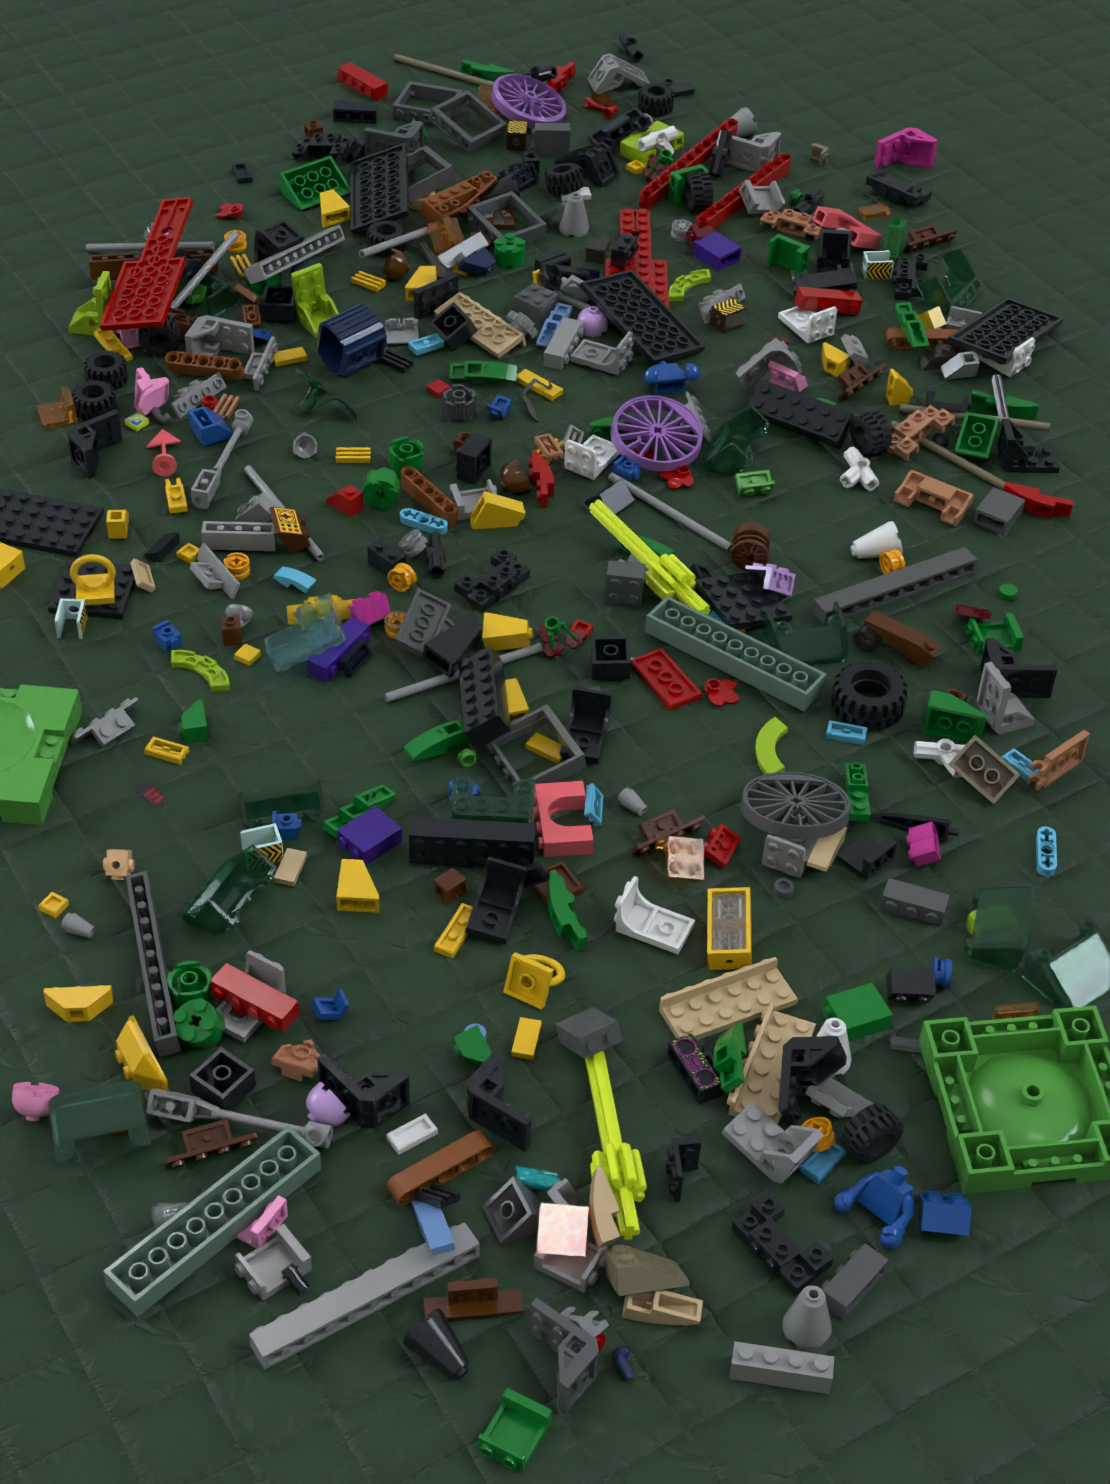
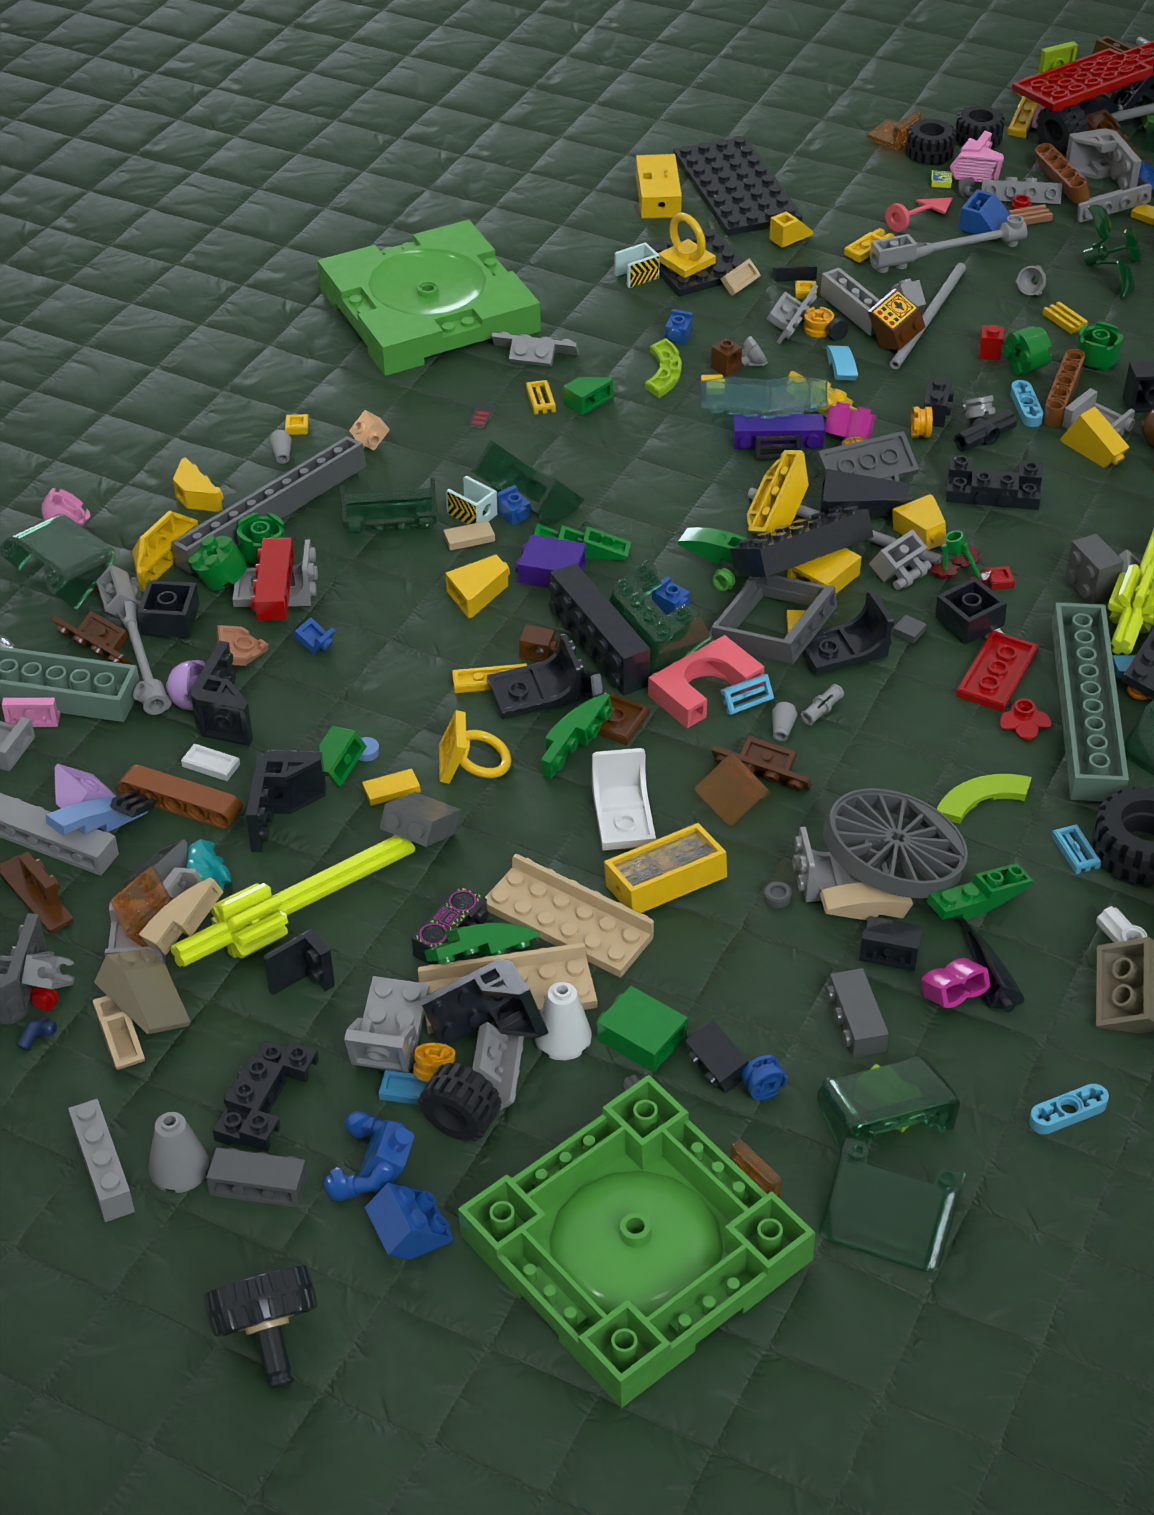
camera: 60 degrees right, 0 degrees up
(90, 437) = (873, 159): black bracket -> none
(255, 561) = (837, 329): none -> black tile
(394, 1227) = (77, 786): none -> lavender slope
(416, 684) = (779, 493): none -> yellow wedge
(531, 662) = (897, 556): none -> light grey brick
(631, 774) = (831, 696): none -> light grey pin
(720, 844) = (785, 813): red bracket -> none
(988, 1318) = (261, 1308): none -> black wheel

